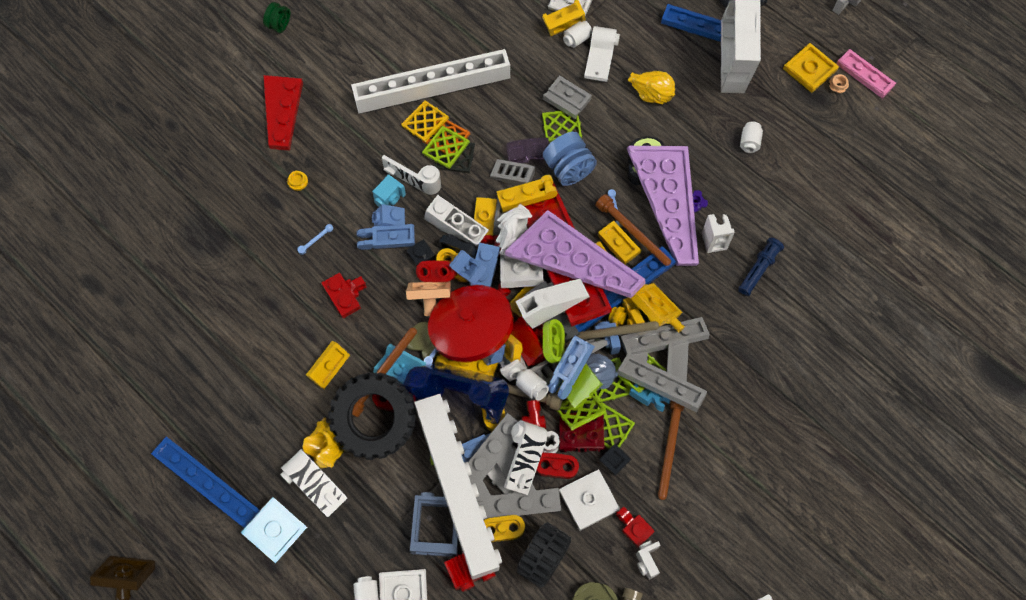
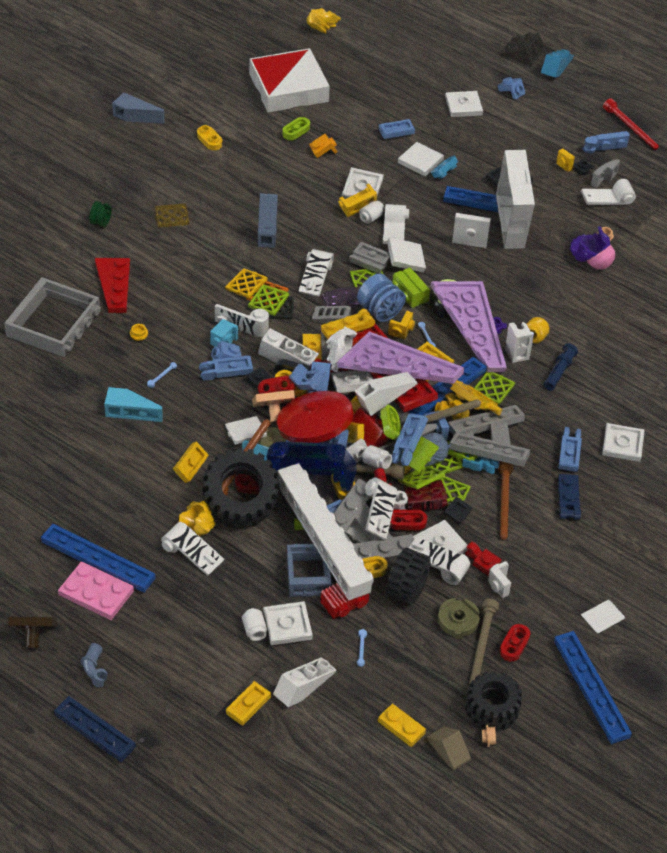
camera: 10 degrees left, 20 degrees down
(184, 134) = (49, 288): none -> light grey window
(202, 527) = (96, 590): none -> bright pink plate
(267, 279) = (129, 405): none -> medium azure slope
(273, 529) = (162, 583): tile -> none
(344, 293) = (195, 412): red hinge -> none
(357, 32) = (173, 207): none -> clear yellow window
(394, 323) = (243, 429): none -> white piece
(431, 81) = (248, 251): white brick -> none
(456, 39) = (267, 220): none -> sand blue slope
(503, 113) = (315, 273): none -> white door
(583, 526) = (452, 564): none -> white door
(587, 201) = (402, 328): none -> yellow bracket
(606, 142) = (412, 286): none -> lime brick
(606, 205) = (418, 331): dark orange piece -> none
(607, 97) = (406, 254): none -> white tile
(654, 86) = (445, 245): yellow hair -> none
(686, 70) = (471, 230): none -> white plate
(690, 274) = (500, 378): none -> lime window
(740, 213) = (539, 328): none -> yellow head
(744, 448) = (569, 496): none -> dark blue plate
(751, 137) = (536, 276): white brick -> none
(755, 385) = (570, 451): none -> medium blue hinge
(810, 67) = (578, 223): yellow tile -> none
(817, 376) = (623, 442): none -> white tile
(822, 106) = (594, 249): none -> dark purple hair
(865, 27) = (620, 194): none -> white door
(866, 73) = (627, 227): bright pink tile -> none

